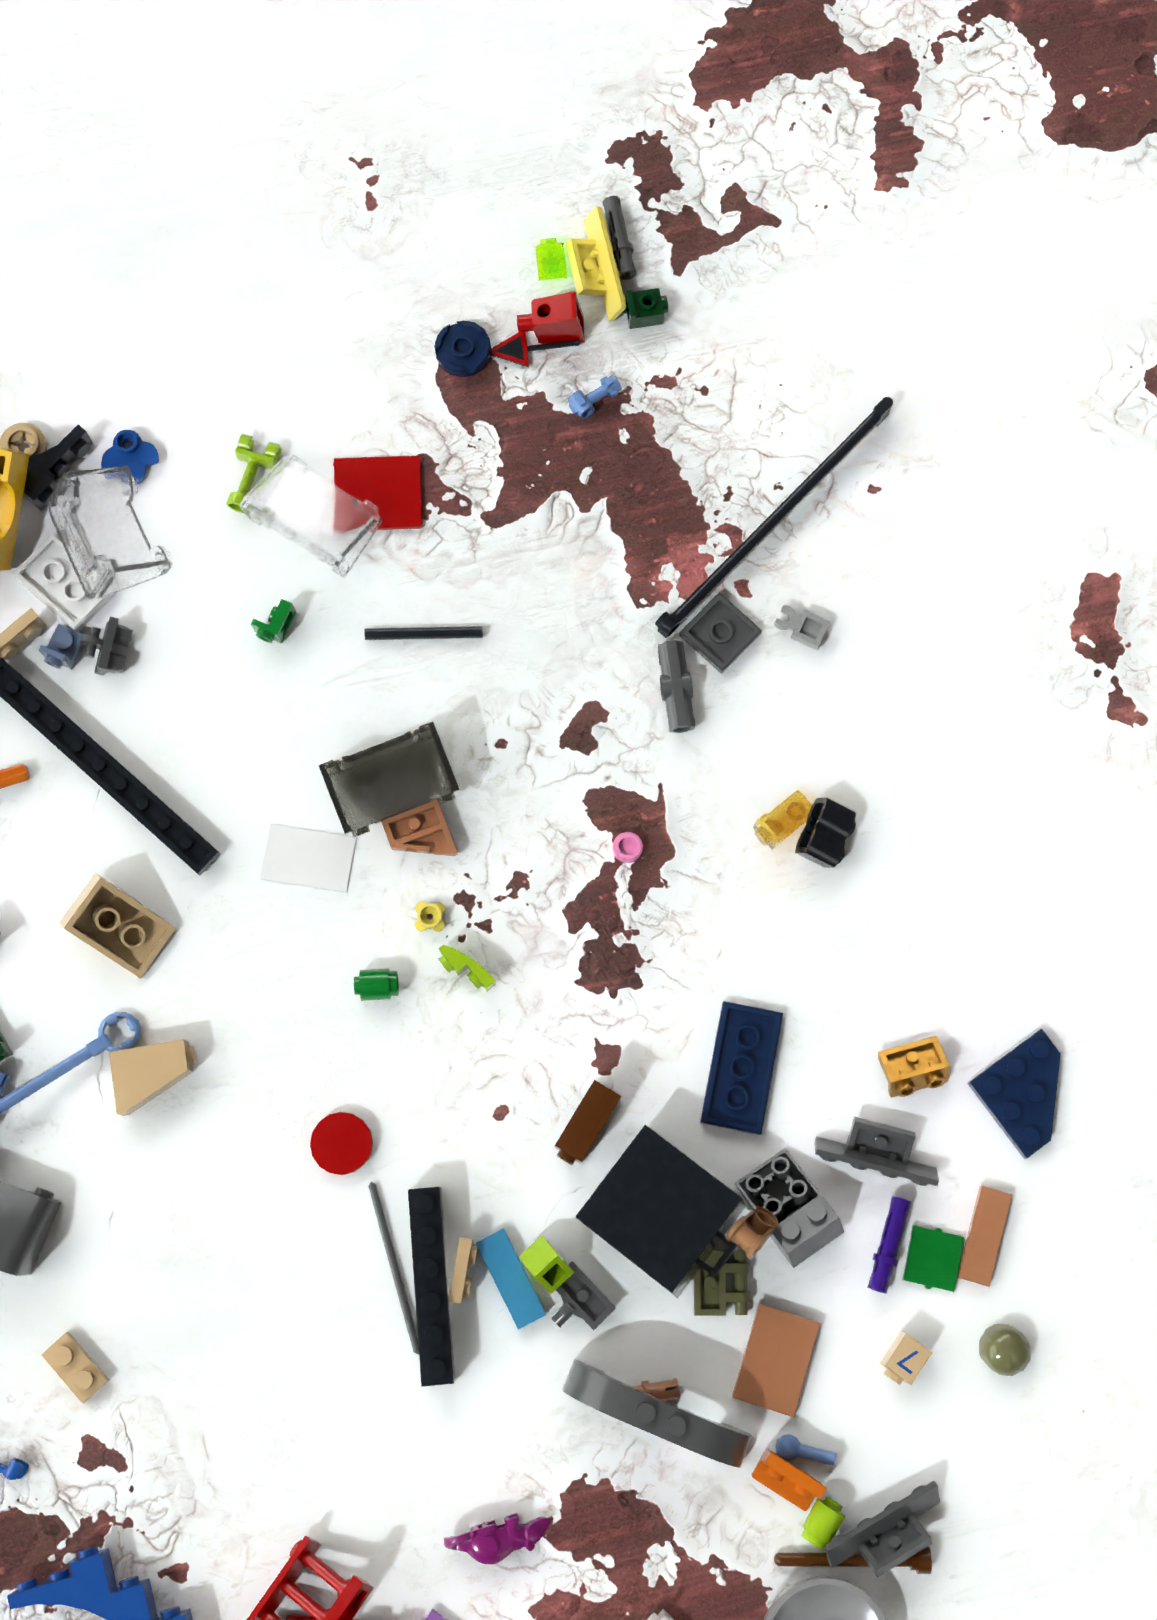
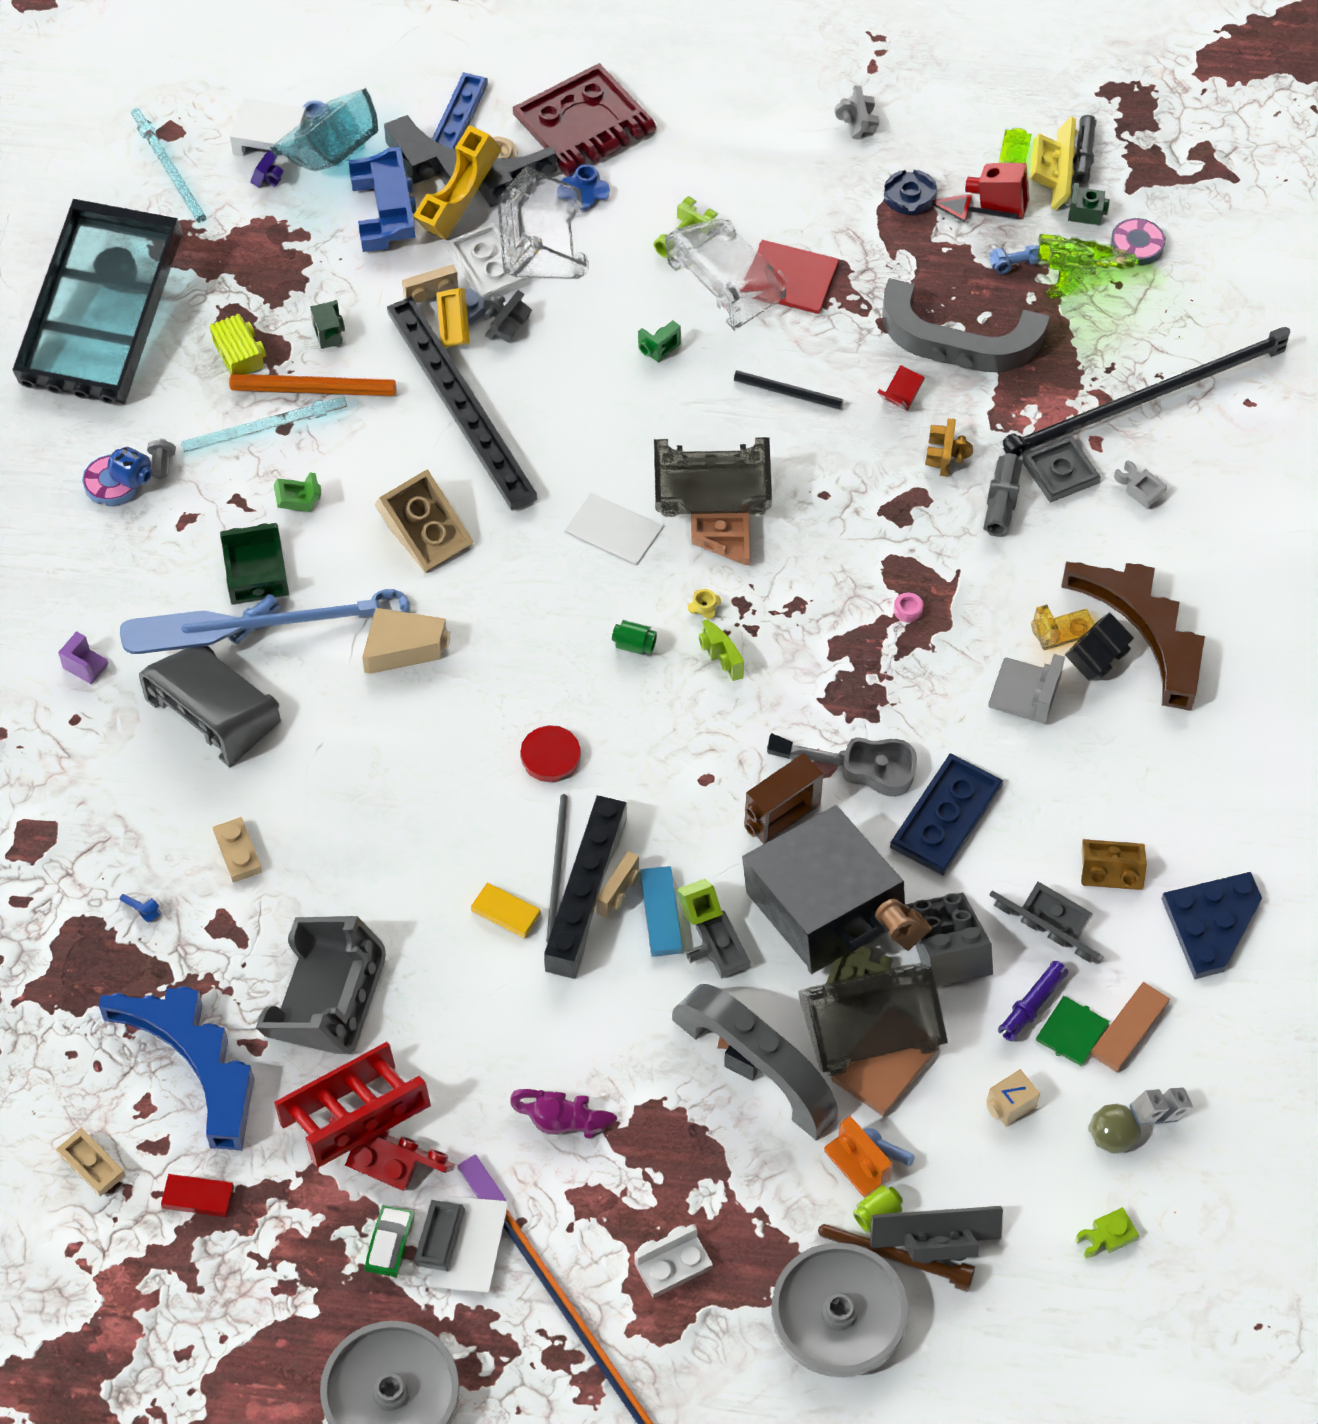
camera: 25 degrees right, 20 degrees down
(55, 672) = (453, 318): none -> yellow tile
(94, 366) = (583, 113): none -> hinge
(224, 1496) = (329, 984): none -> dark grey windscreen
(362, 1334) = (505, 910): none -> yellow tile
(373, 269) = (856, 113): none -> light grey hips
(536, 596) = (903, 388): none -> red bracket
(569, 526) = (955, 345): none -> arch
(598, 638) = (958, 448): none -> pearl gold hips
(664, 1039) = (882, 765): none -> flat silver piece
(665, 380) = (1078, 260): none -> clear neon green piece
(707, 333) = (1139, 238): none -> tile
(749, 1328) = (873, 1016): none -> clear smoke windscreen
(771, 902) = (1027, 688): none -> light grey bracket
(835, 758) = (1155, 618): none -> reddish brown arch
(1037, 1457) = (1111, 1231): none -> lime plate
(1039, 1321) = (1156, 1108): none -> flat silver piece

